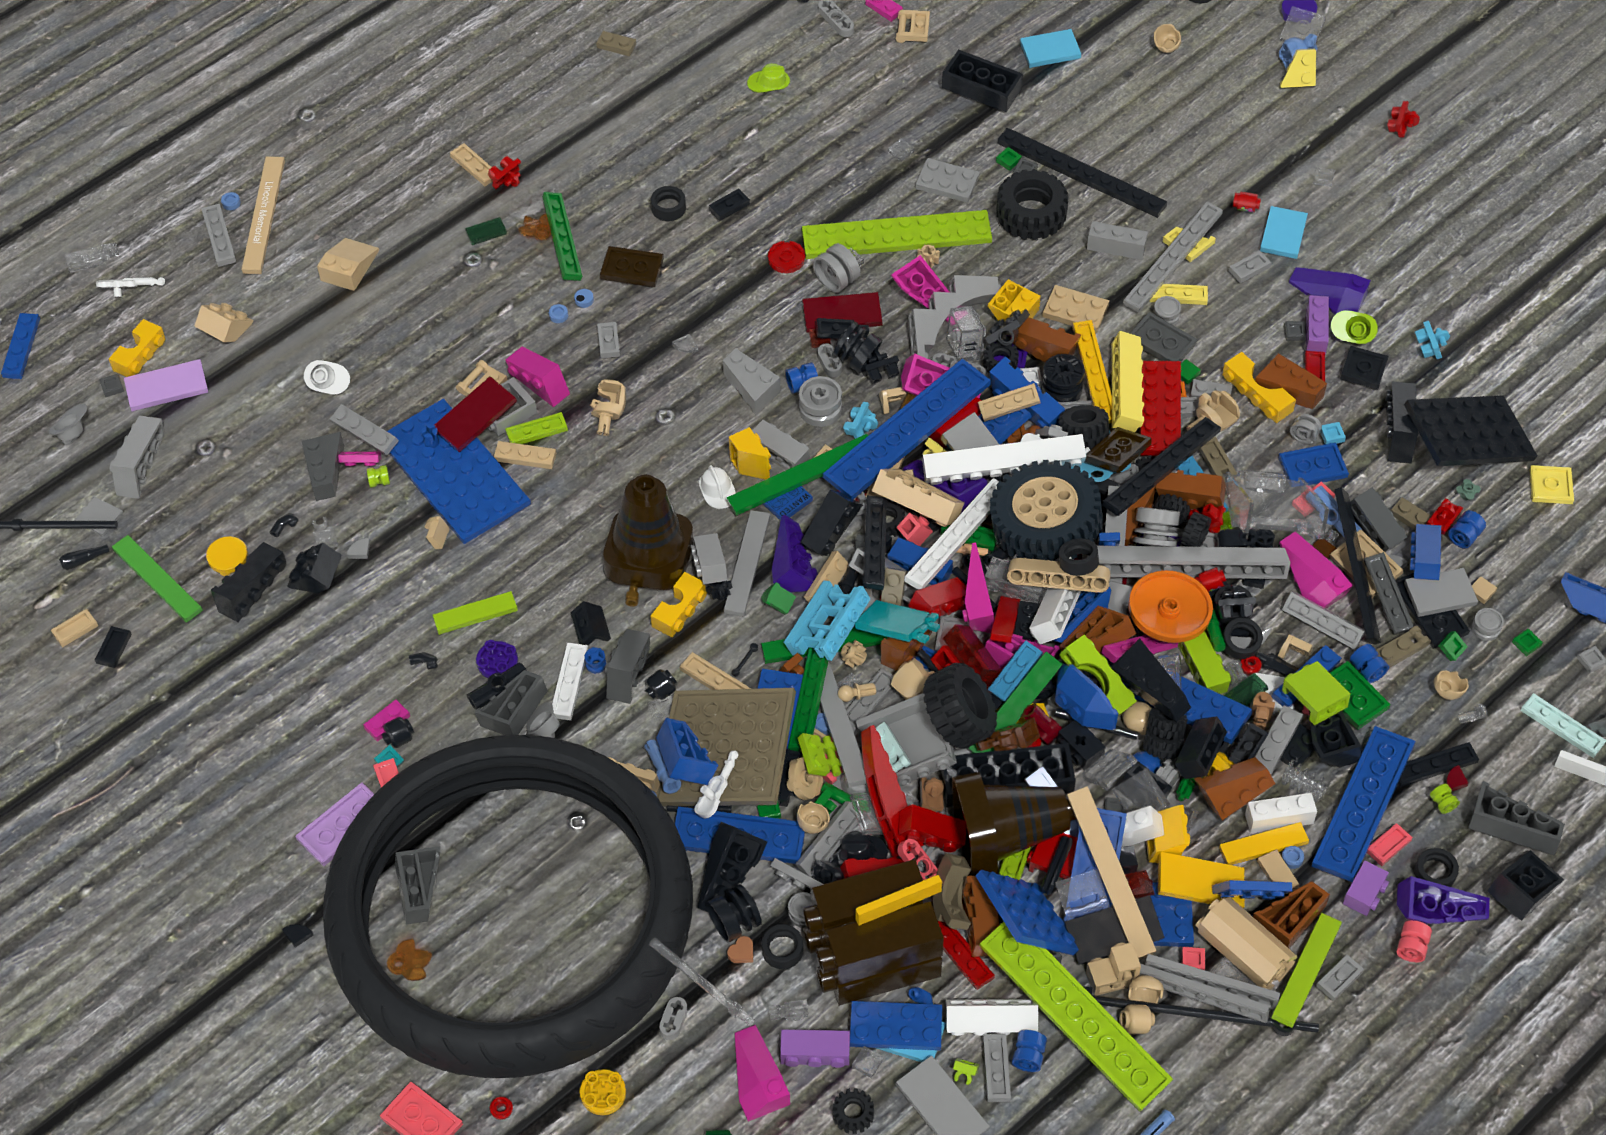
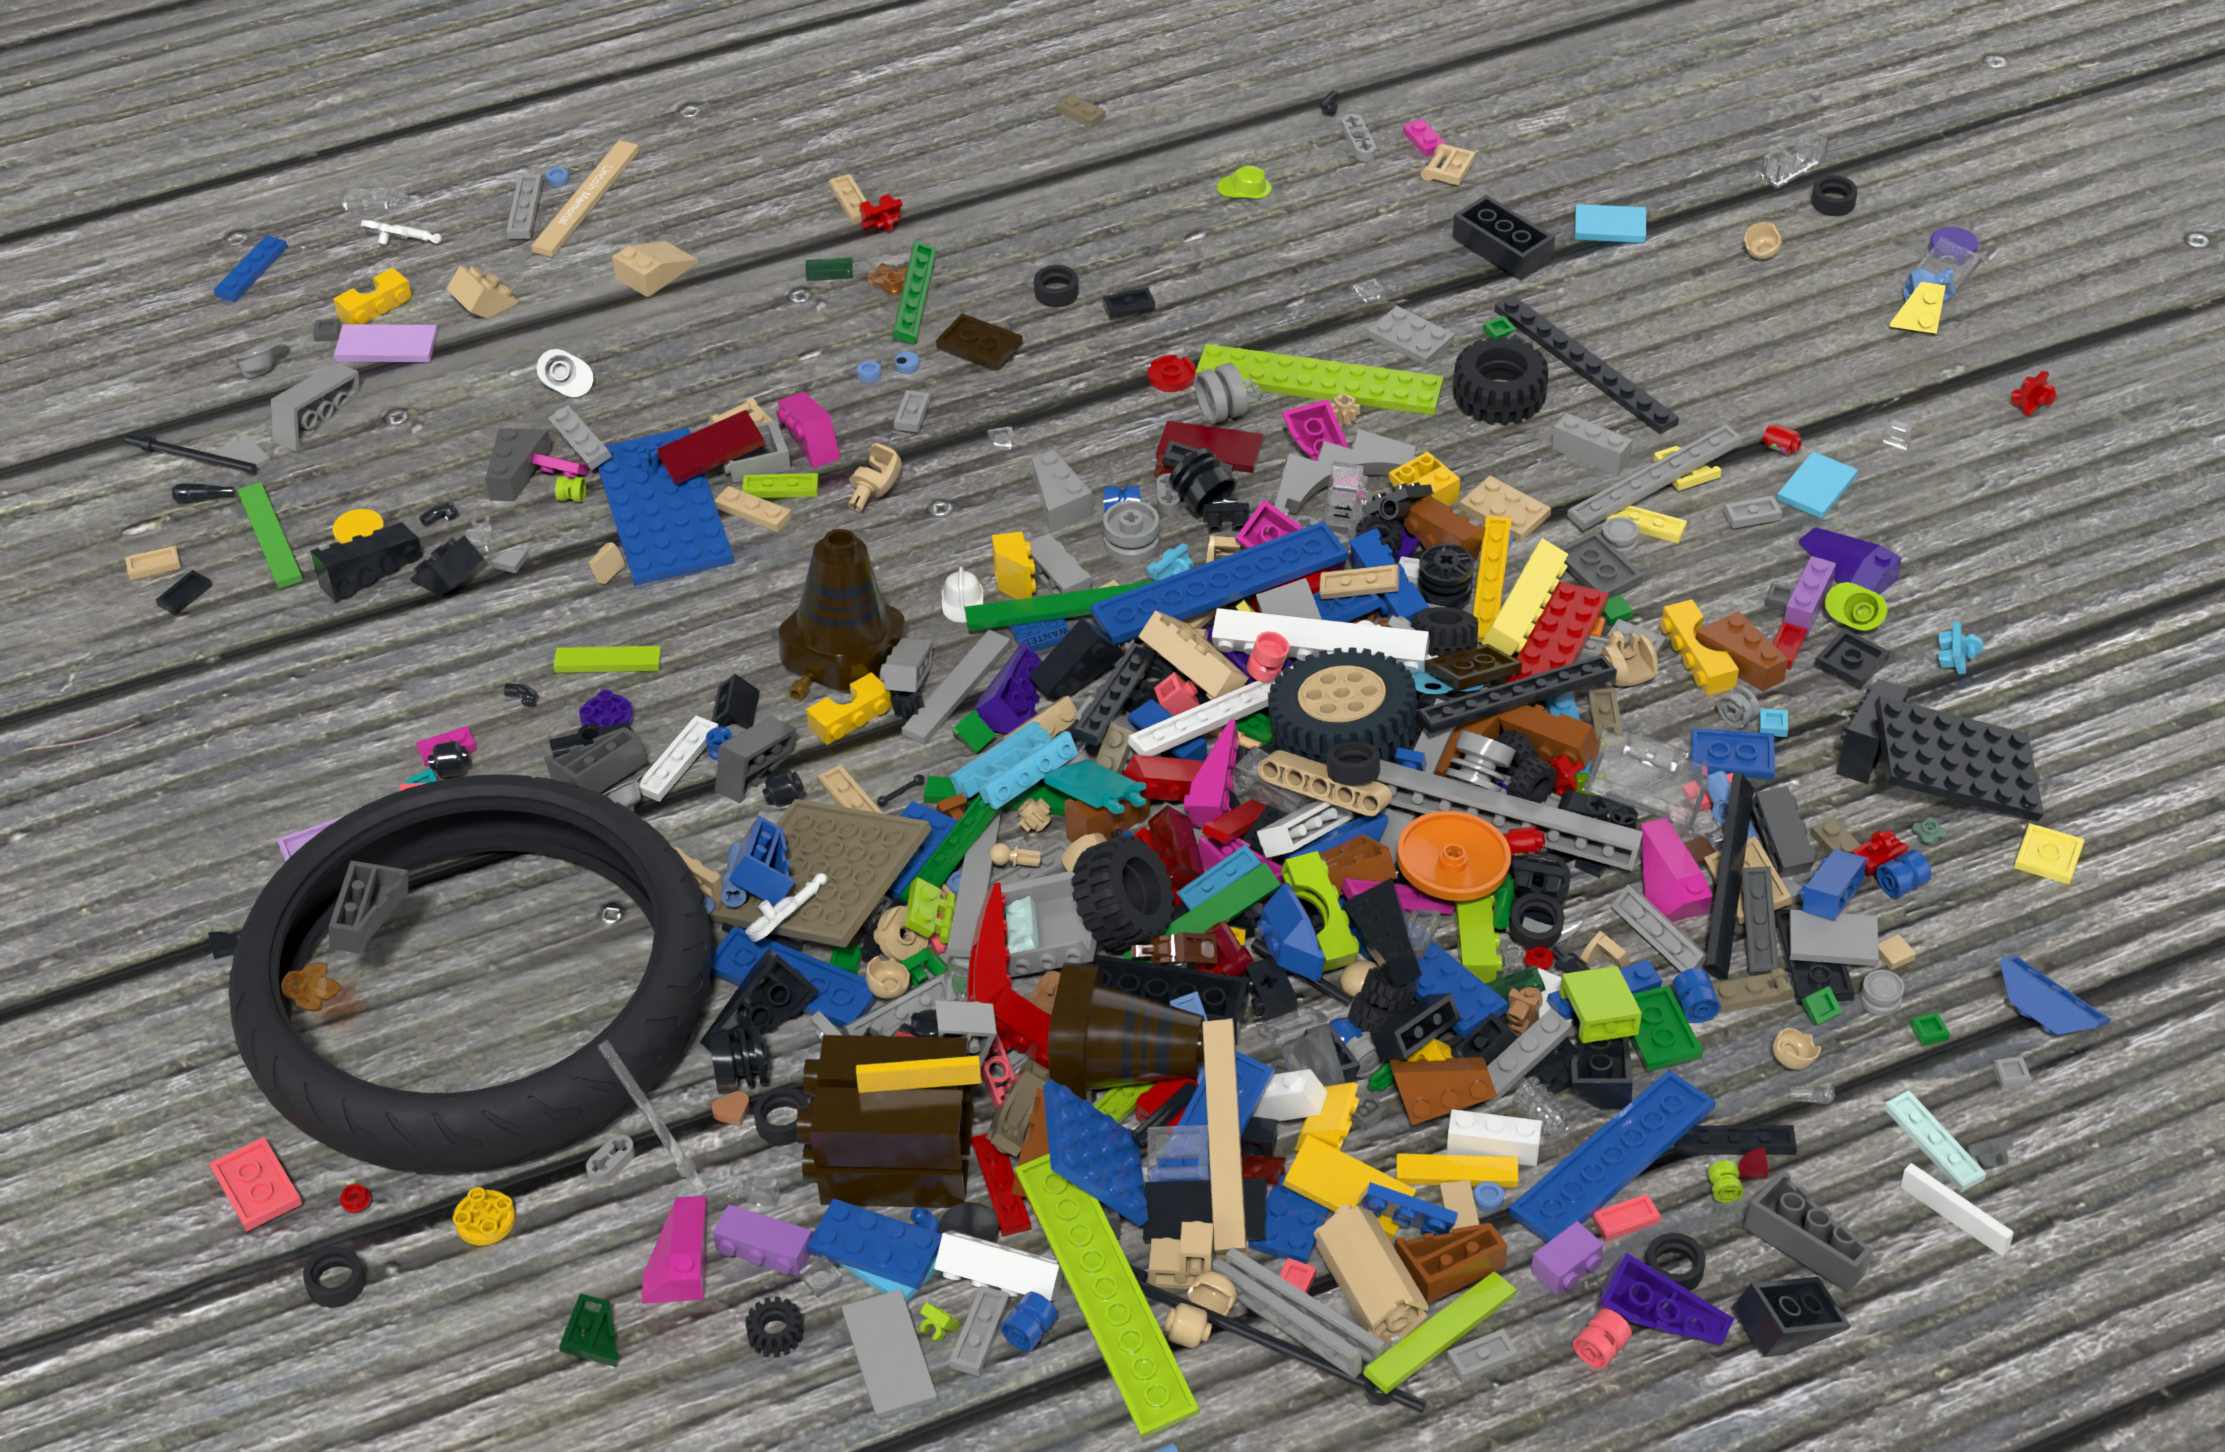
camera: 20 degrees right, 10 degrees down
(905, 846) = (969, 1021): none -> light grey wedge
(952, 986) = (971, 1220): none -> black tile
(975, 484) = (1267, 656): none -> coral wheel

